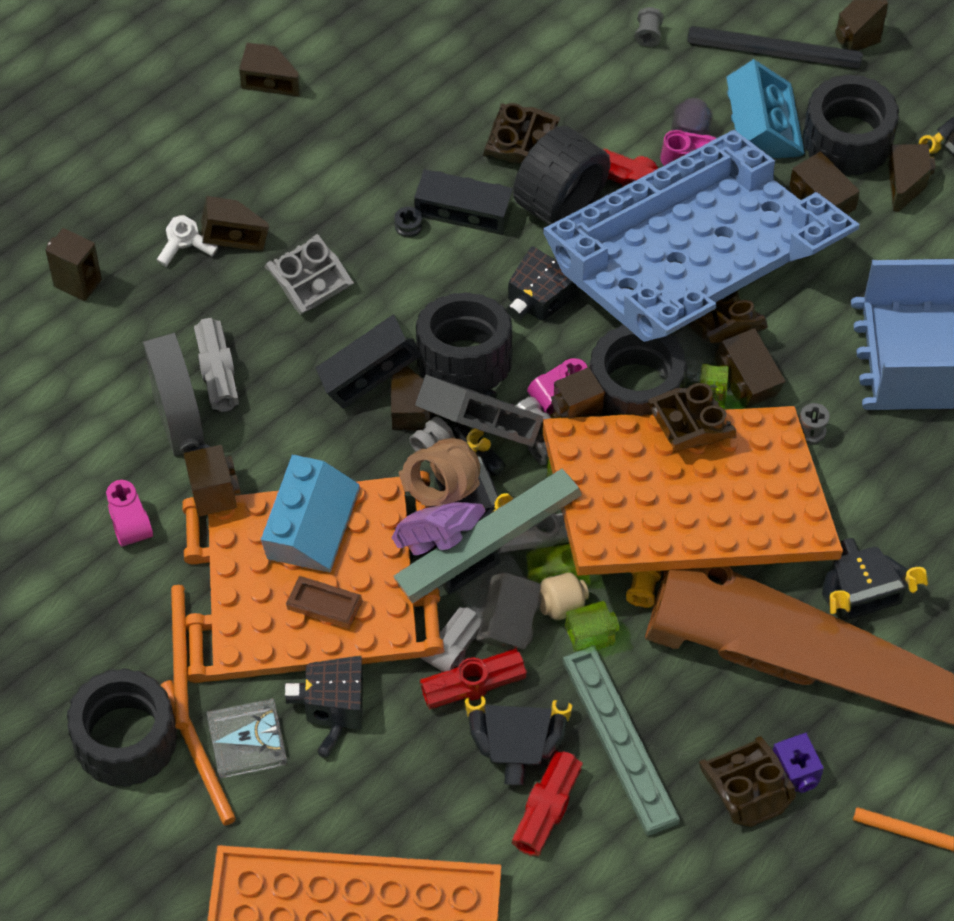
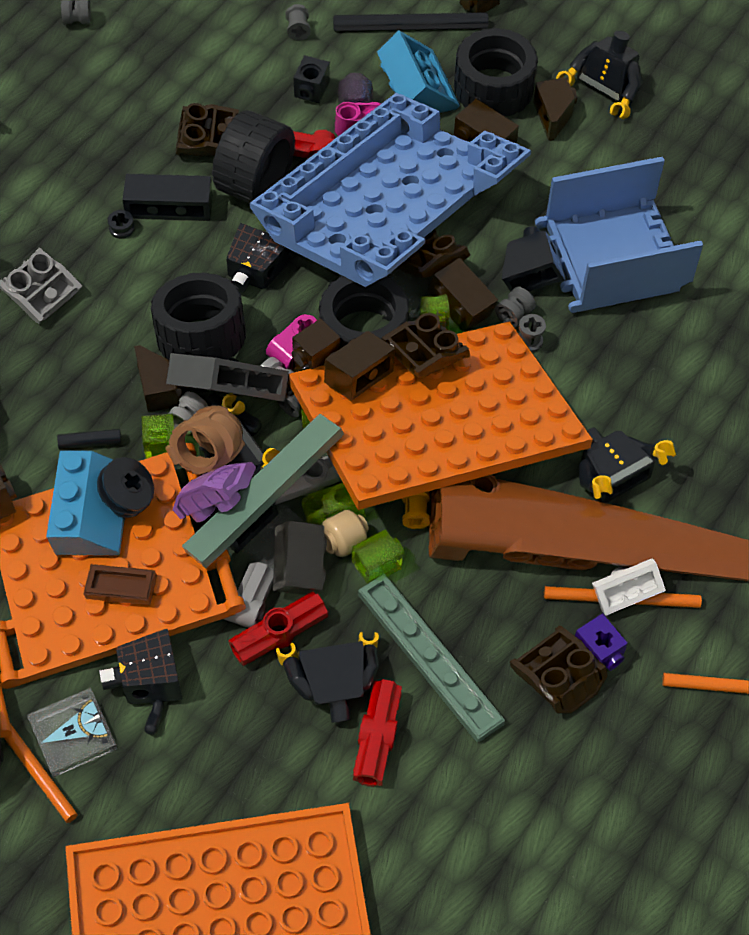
camera: 15 degrees left, 0 degrees up
(326, 446) = (89, 439): none -> black piece
(336, 509) = (125, 487): none -> black piece
(368, 361) = (112, 352): black brick -> none
(394, 454) = (156, 433): none -> clear neon green brick
(616, 424) = (359, 365): none -> dark brown brick
(648, 96) = (311, 79): none -> black brick
(803, 392) = (517, 305): none -> dark grey wheel
(833, 346) = (532, 261): none -> black torso
(836, 721) = (589, 595): none -> orange axle
(841, 711) = (628, 586): none -> white tile

